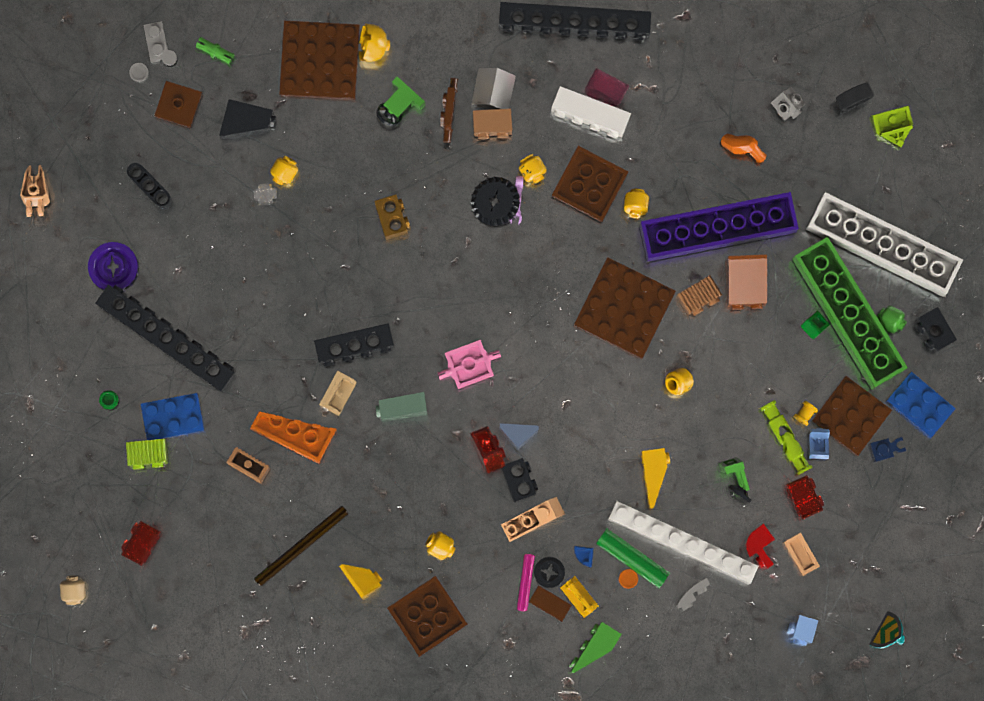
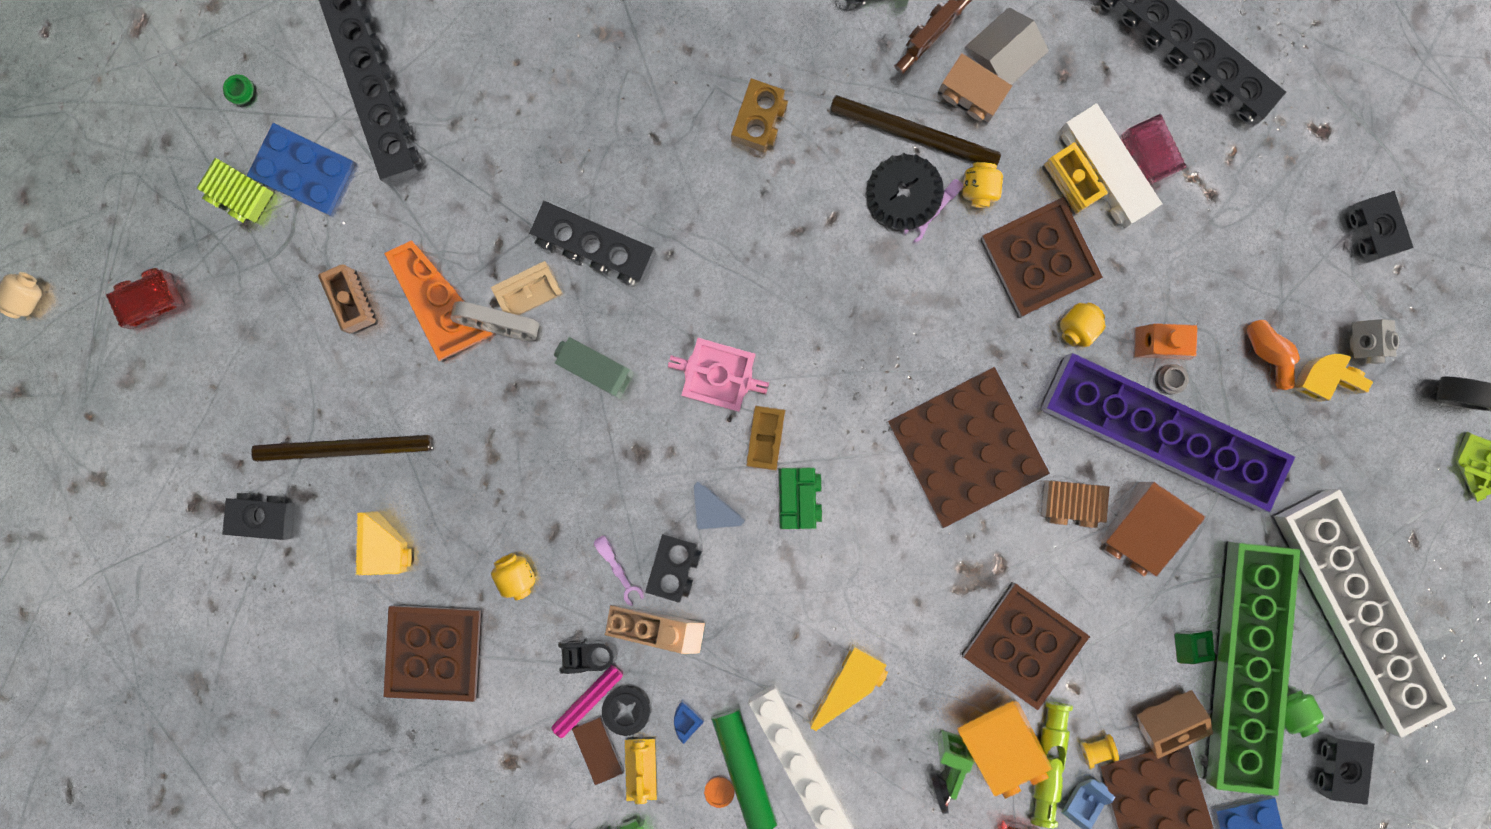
camera: 45 degrees right, 5 degrees up
(276, 621) = (240, 517): none -> black brick
(333, 420) = (494, 321): none -> light grey beam
(477, 166) = (914, 131): none -> dark brown axle
(479, 498) = (605, 550): none -> lavender piece
(488, 449) = (659, 502): clear red brick -> none
(506, 559) = (580, 657): none -> black piece
(517, 378) = (765, 438): none -> pearl gold brick
(556, 397) = (798, 498): none -> green brick
(577, 131) = (1075, 178): none -> yellow brick
(679, 381) = (968, 592): yellow head -> none
(684, 181) = (1167, 341): none -> orange torso
(702, 197) = (1173, 379): none -> light grey plate
(728, 387) = (1026, 646): none -> reddish brown plate
(746, 34) = (1387, 212): none -> black brick
(755, 445) = (1006, 749): none -> light orange slope
(776, 138) = (1323, 374): none -> yellow brick
(829, 374) = (1174, 724): none -> medium nougat brick

